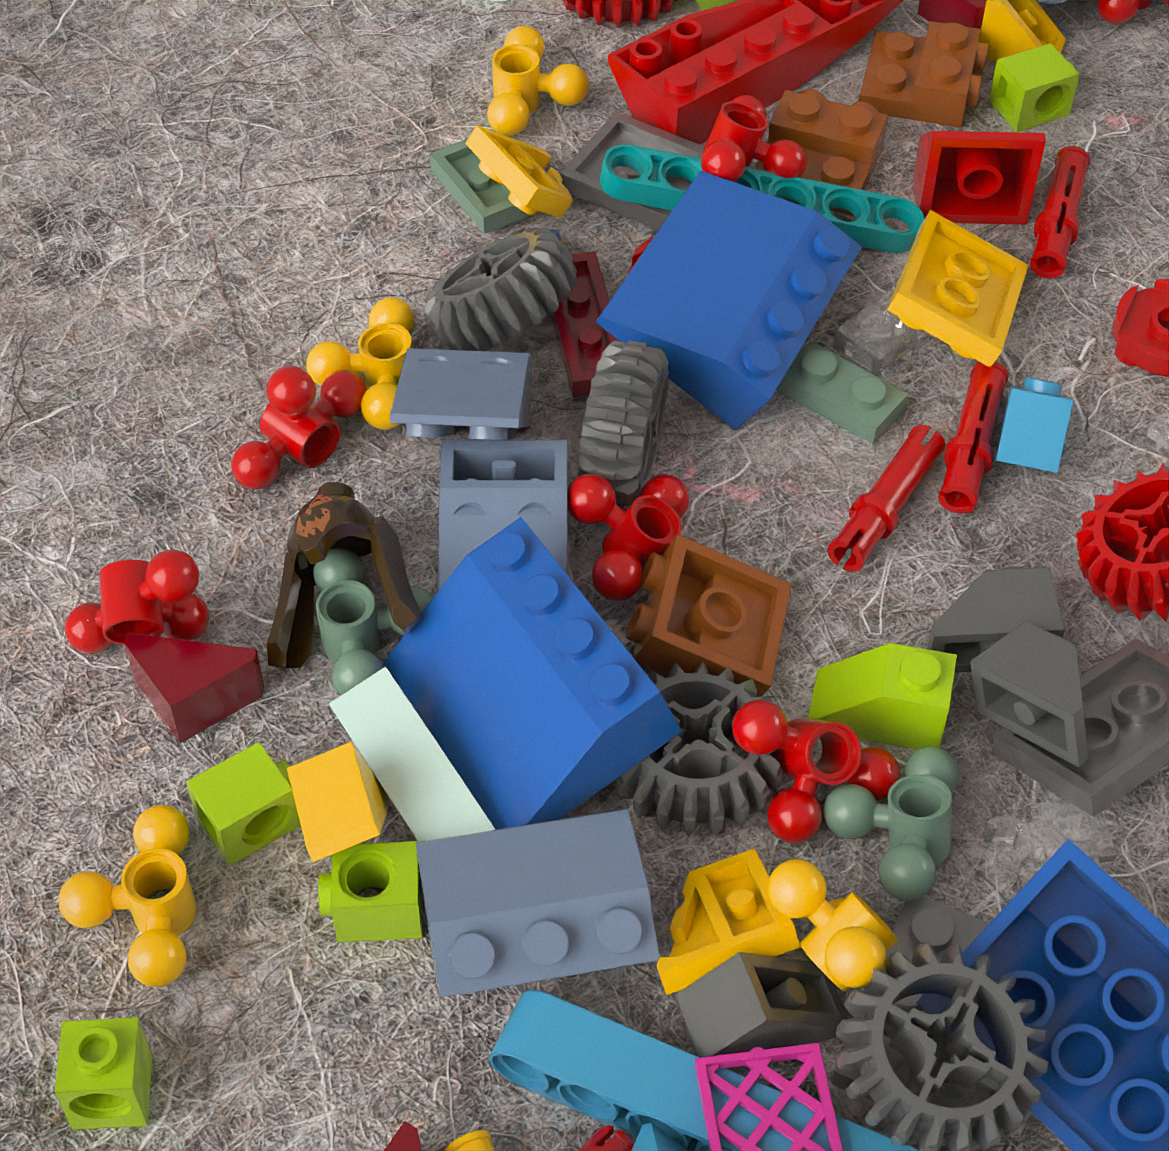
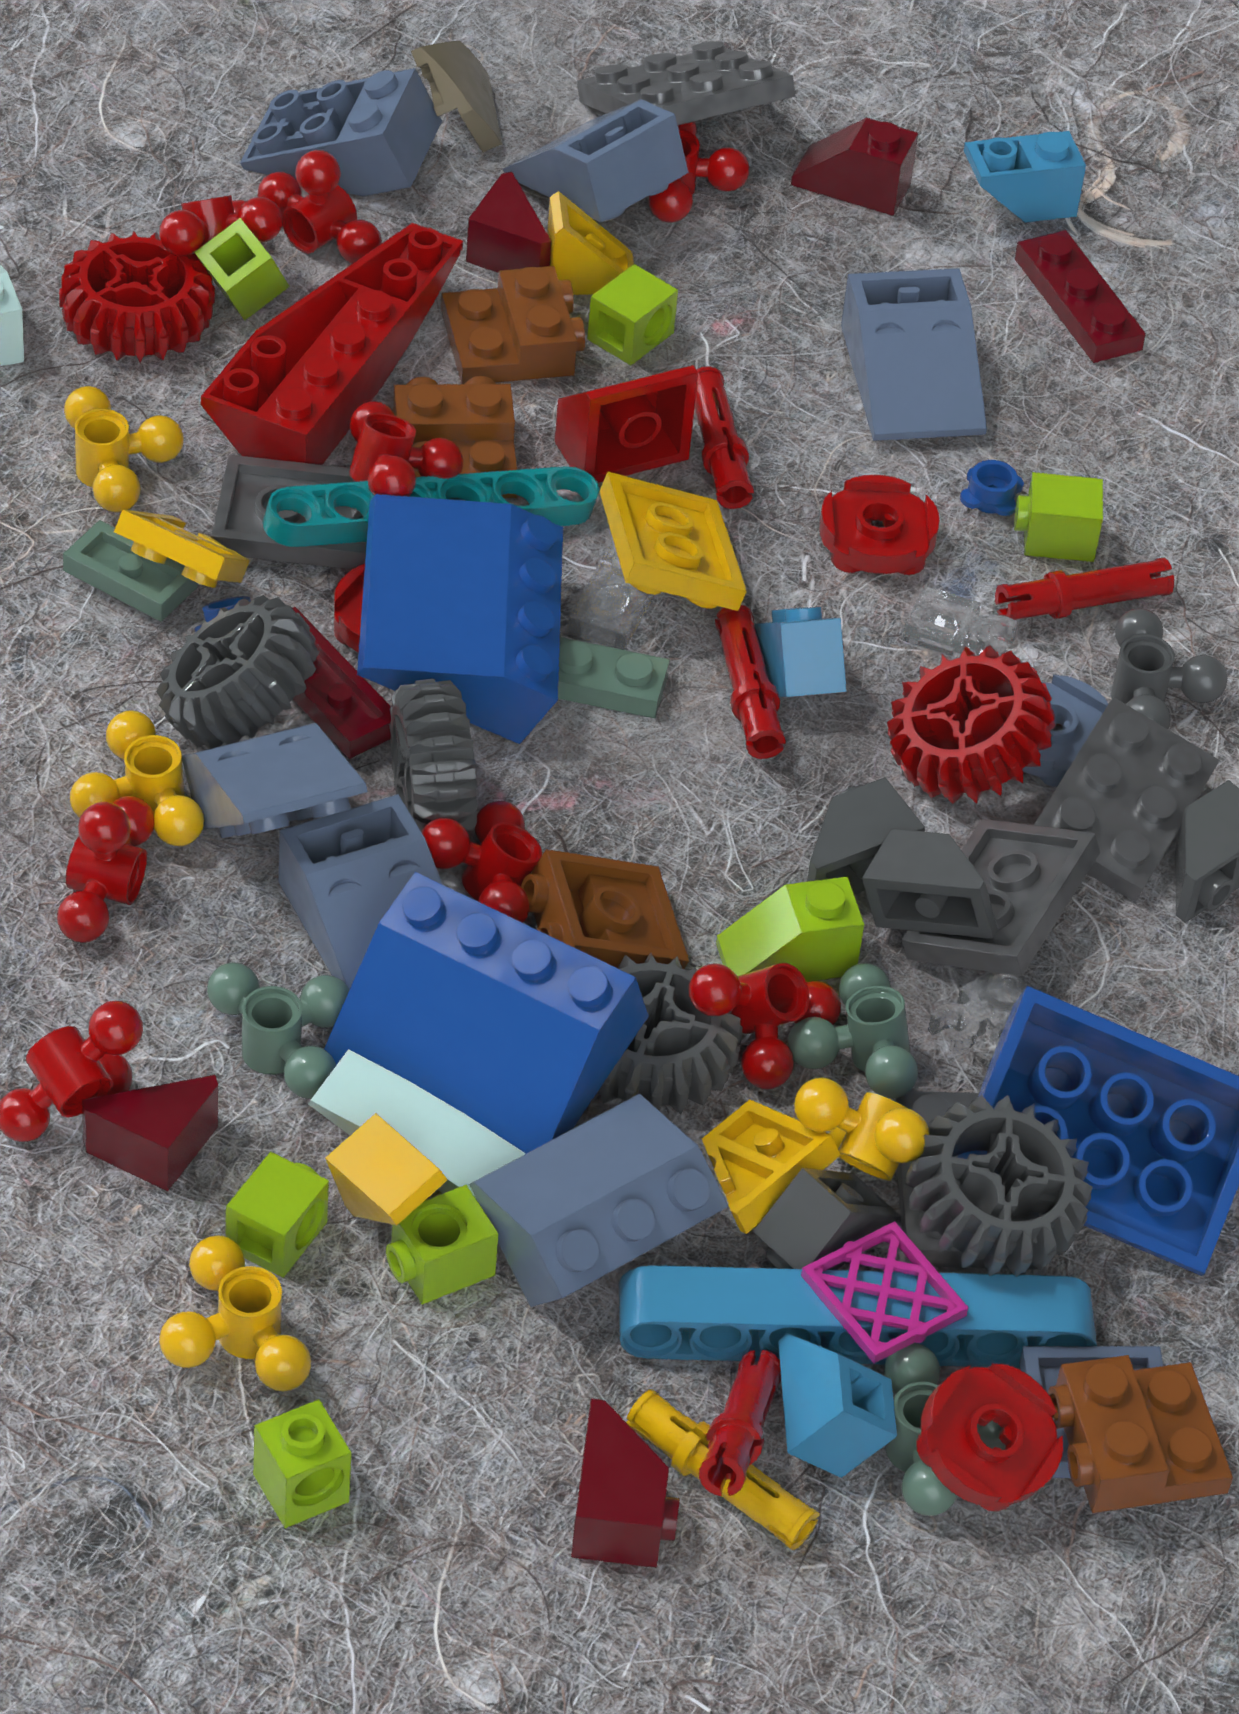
camera: 30 degrees left, 5 degrees down
(326, 523) = (219, 944): dark brown piece -> none
(876, 513) = (698, 778): red pin -> none

